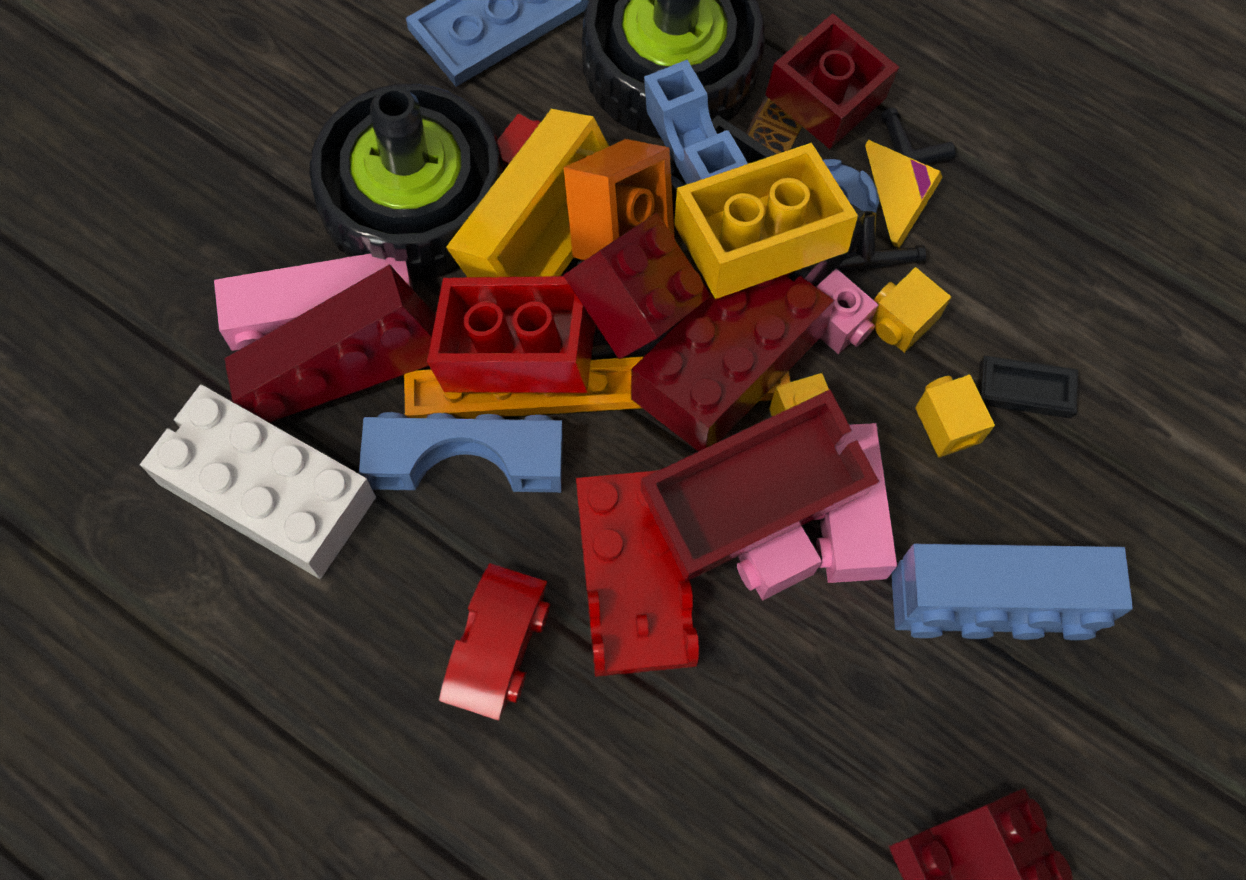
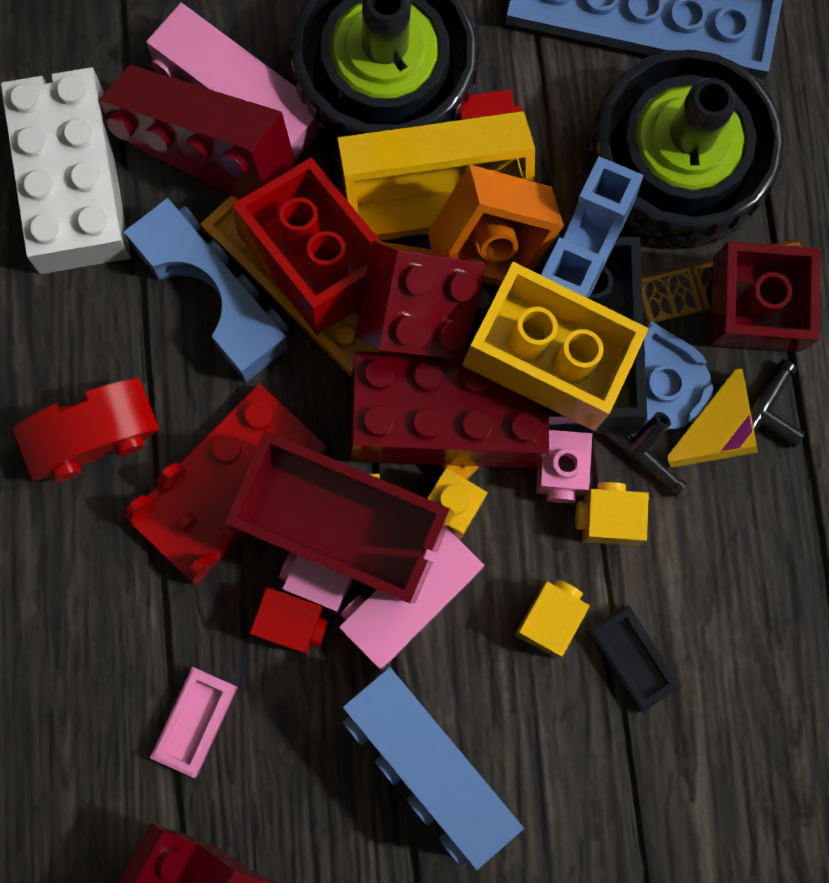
camera: 45 degrees right, 10 degrees up
(794, 610) = (289, 621): none -> red brick
(813, 758) = (194, 722): none -> bright pink tile

